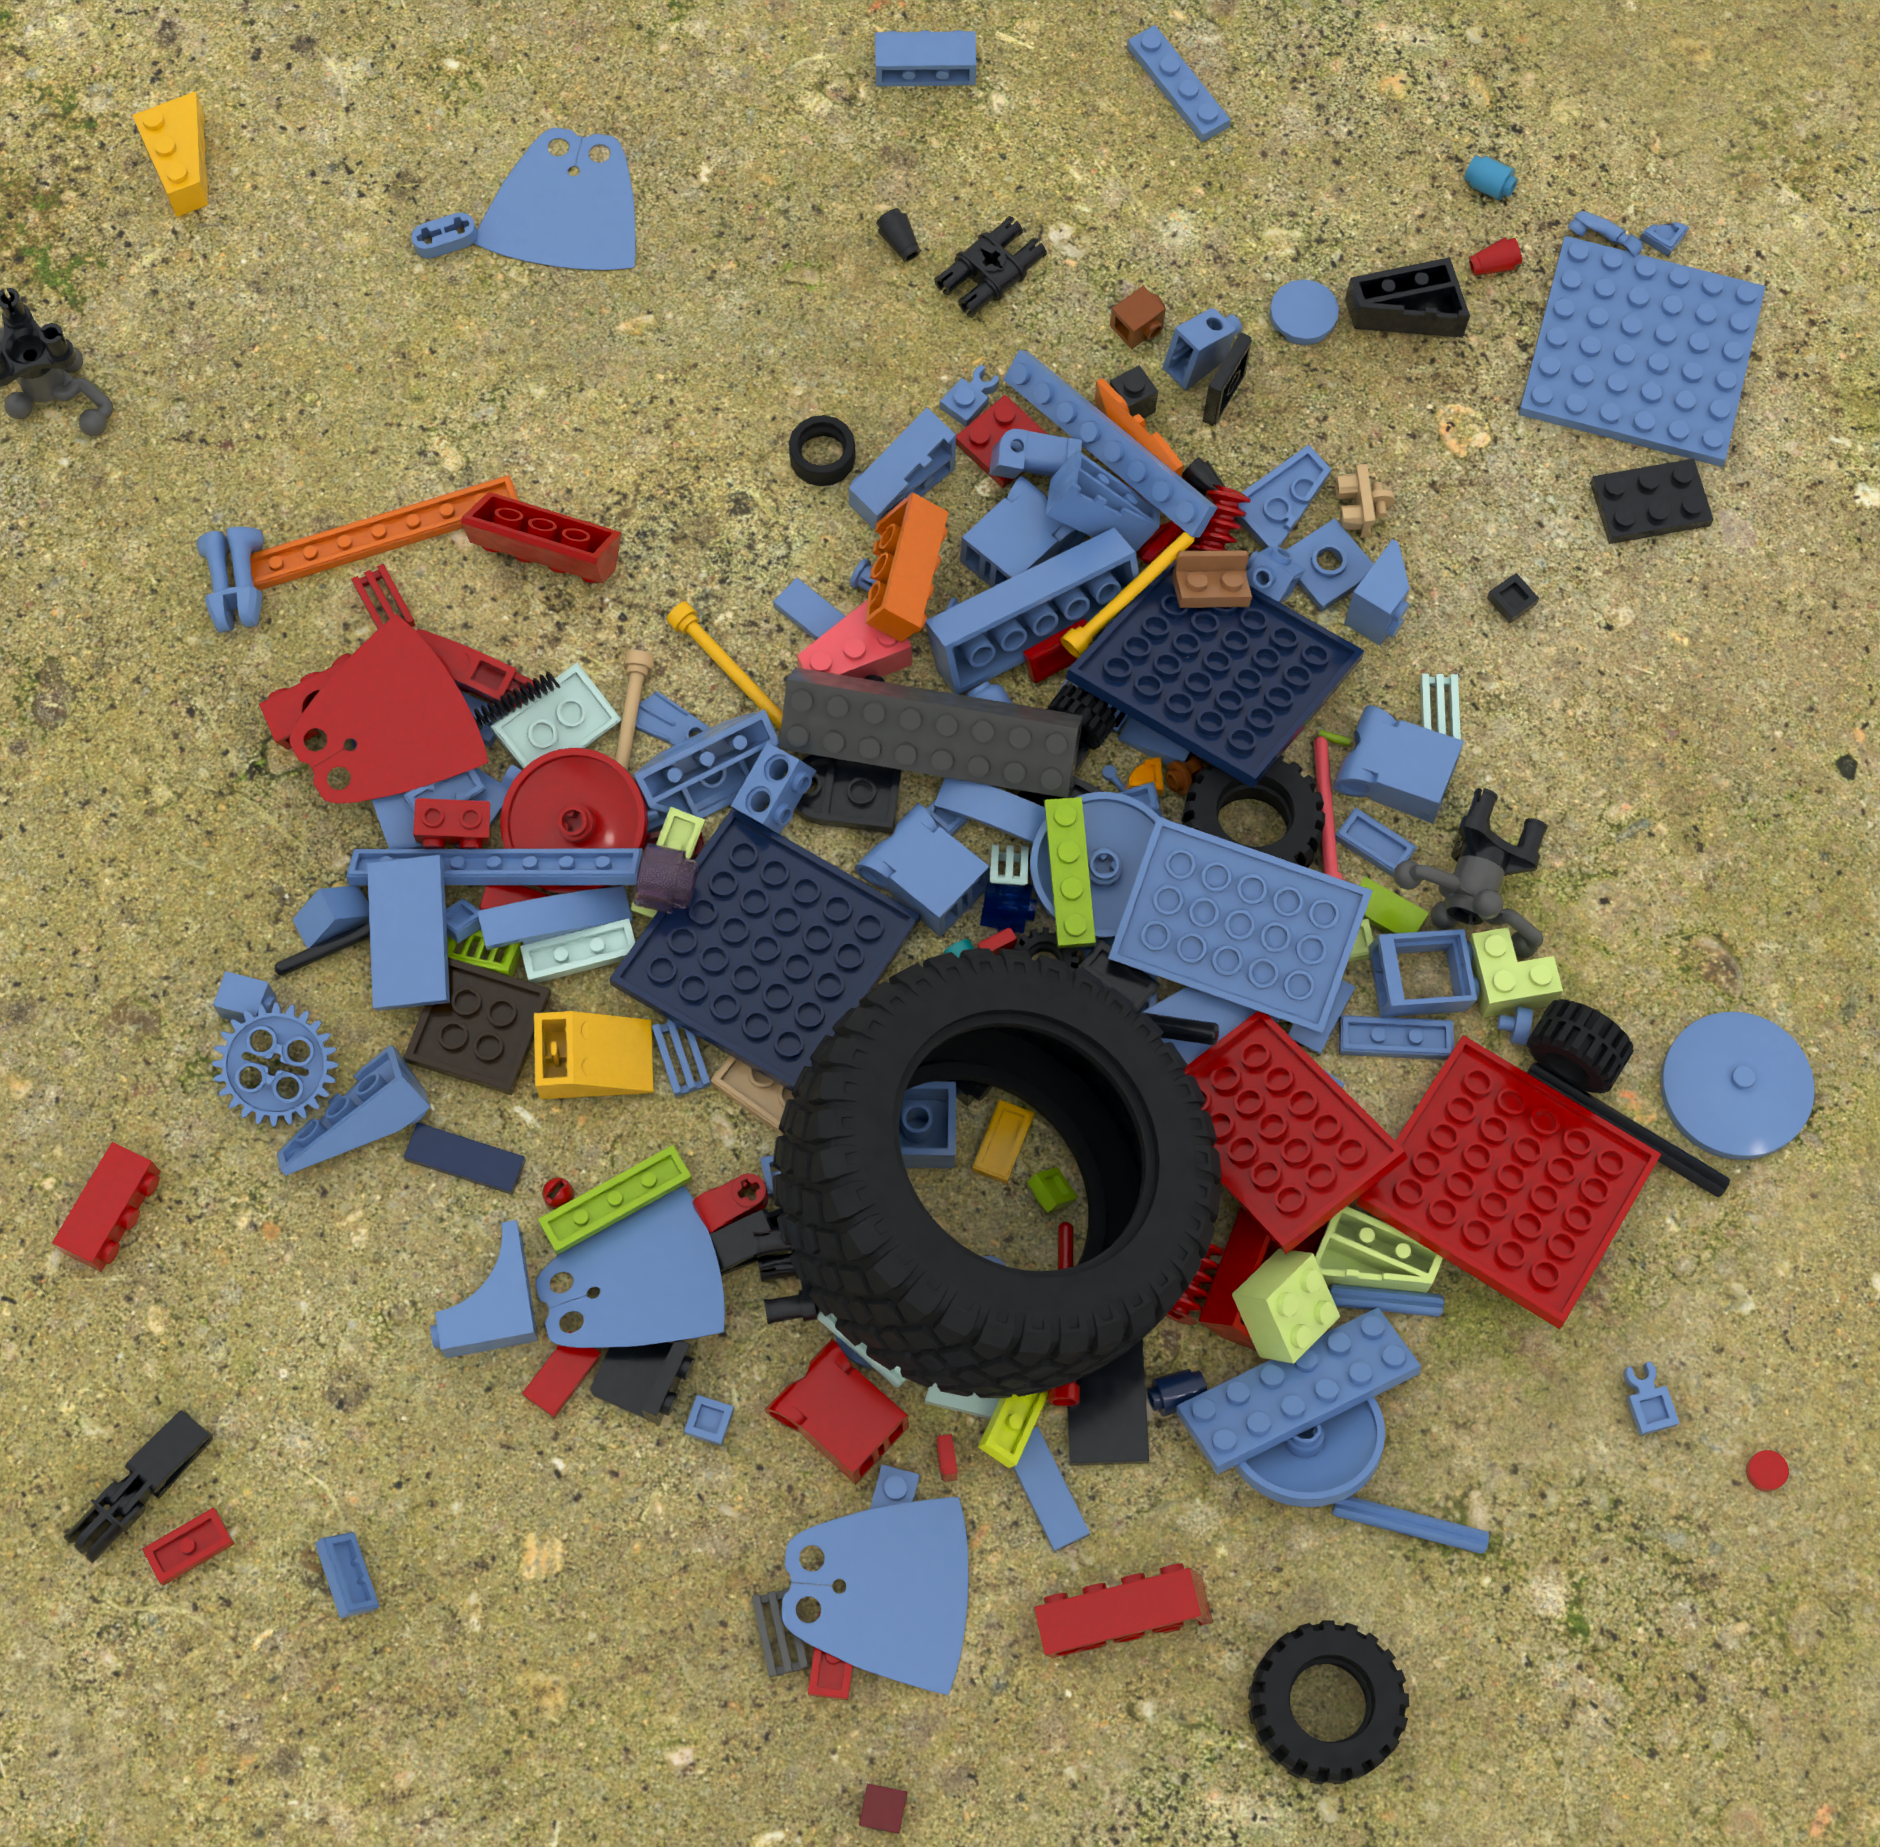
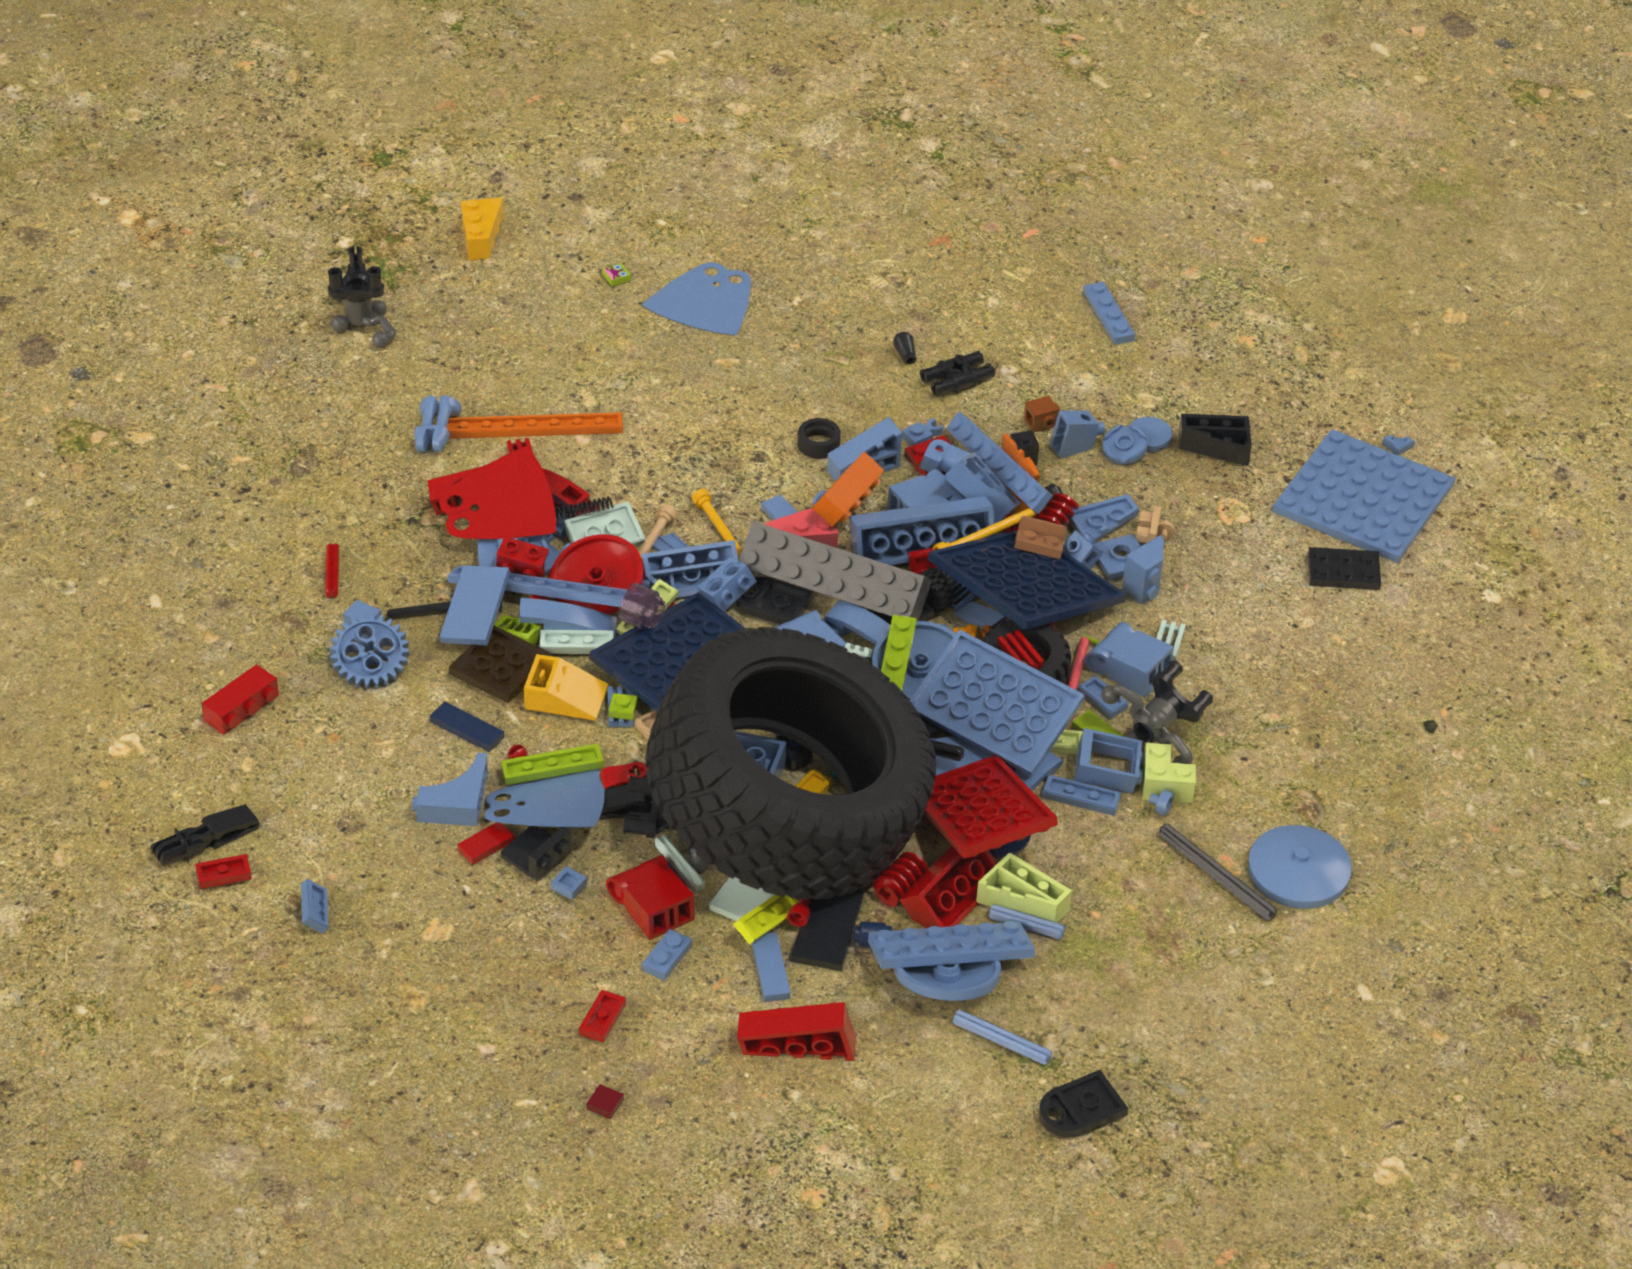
camera: 15 degrees right, 25 degrees down
(164, 908) = (332, 570): none -> red axle
(331, 914) = (430, 590): medium blue slope -> none
(375, 1107) = (424, 685): medium blue wedge -> none
(416, 192) = (616, 274): none -> lime tile
(444, 235) = (625, 296): medium blue beam -> none
(462, 920) = (509, 611): medium blue tile -> none
(543, 537) = (629, 441): red slope -> none
(688, 1063) = (623, 706): none -> lime plate
(788, 1667) = (575, 982): dark grey tile -> none
(901, 1593) = (658, 992): medium blue piece -> none
(925, 58) = (953, 270): medium blue brick -> none
(946, 1458) = (712, 933): red tile -> none
(1227, 379) = (1085, 449): black tile -> none
(1261, 813) = (1023, 648): none -> red tile
(1278, 344) = (1125, 444): none -> medium blue tile
(1286, 1305) = (957, 895): yellowish green brick -> none
(1371, 1668) = (907, 1133): black tyre -> none
(1491, 177) = (1293, 392): dark azure brick -> none
(1496, 258) = (1283, 431): red cone -> none
(1511, 1181) = (1127, 870): red plate -> none
(1513, 598) = (1235, 595): black plate -> none
(1559, 1615) = (1082, 1105): none -> black plate
(1580, 1045) = (1197, 811): black tyre -> none
(1606, 229) = (1360, 431): medium blue arm -> none
(1650, 1406) = (1183, 1010): medium blue plate -> none
(1767, 1470) = (1251, 1064): red tile -> none

